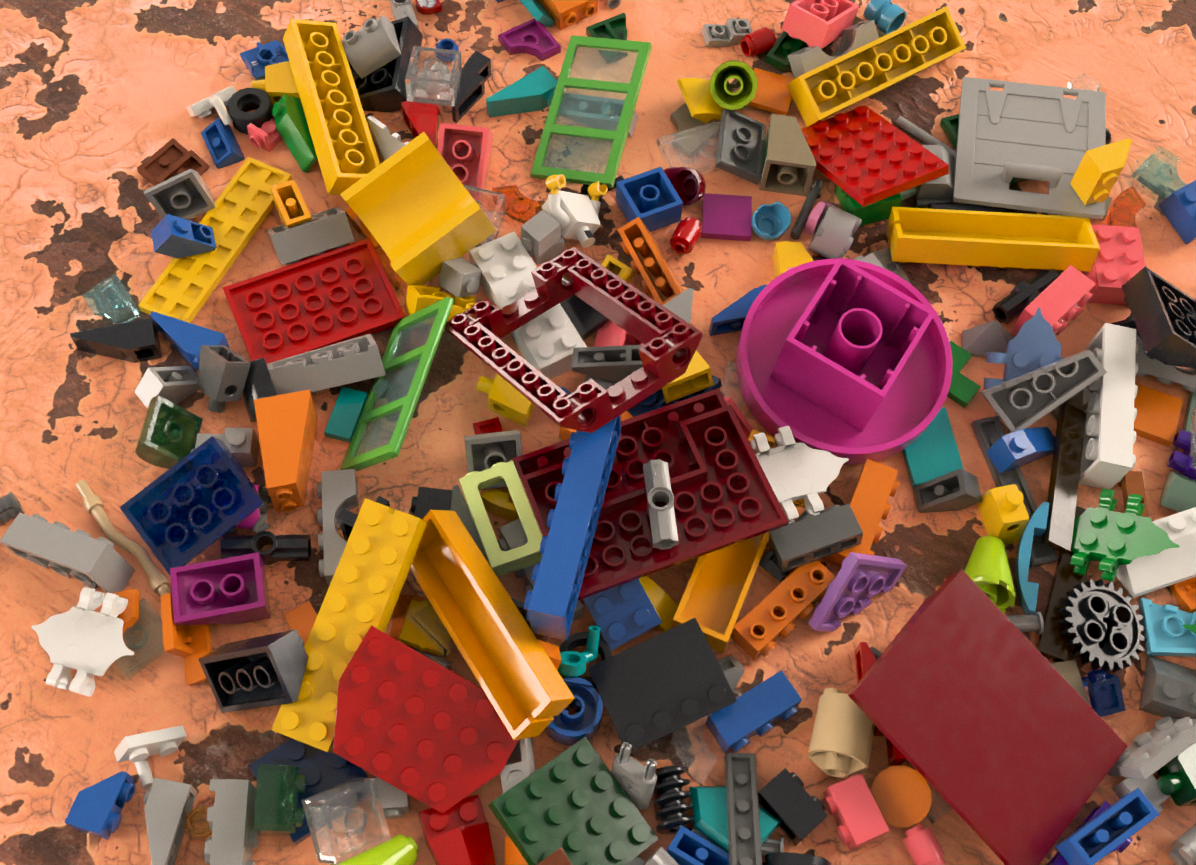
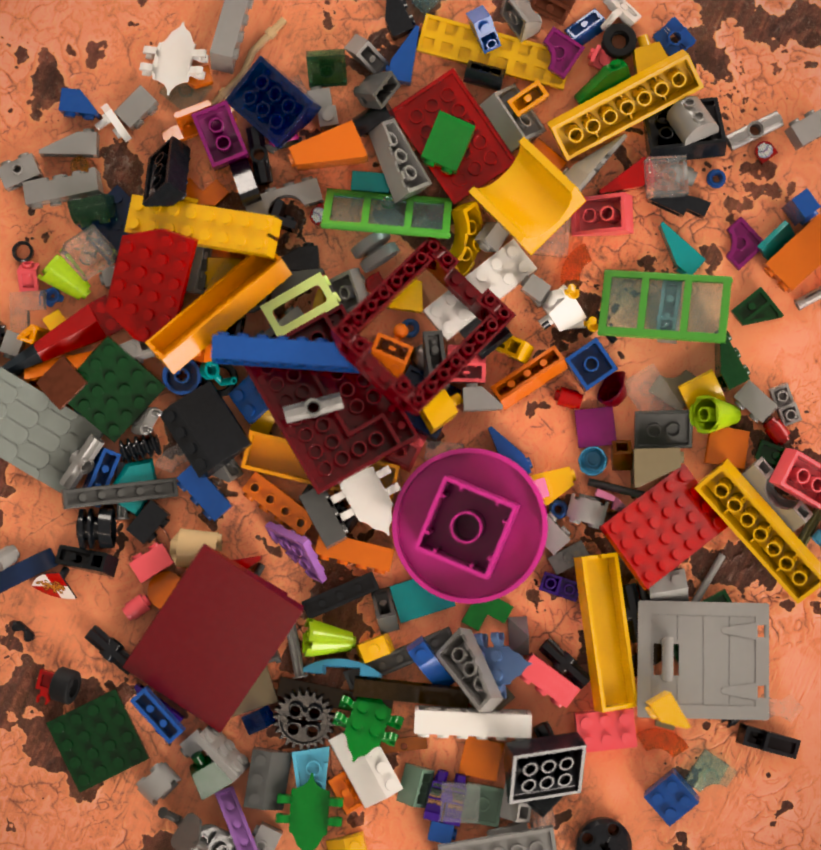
camera: 90 degrees right, 25 degrees up
(136, 708) = (137, 108): none -> light grey brick
(243, 164) = (563, 52): none -> magenta tile
(246, 253) = (484, 75): none -> black brick
(300, 567) = (245, 182): none -> black beam
(319, 297) = (447, 143): none -> green slope
(375, 485) = (316, 214): none -> tile
(446, 413) = (377, 252): none -> light grey wheel
(674, 61) = (728, 367): none -> dark green slope
(722, 47) = (755, 401): none -> light grey brick
(767, 187) = (621, 455): none -> reddish brown brick
(920, 543) = (340, 595): none -> black plate
(930, 281) = (559, 586): none -> dark purple slope
(1124, 110) = (768, 741): none -> black slope

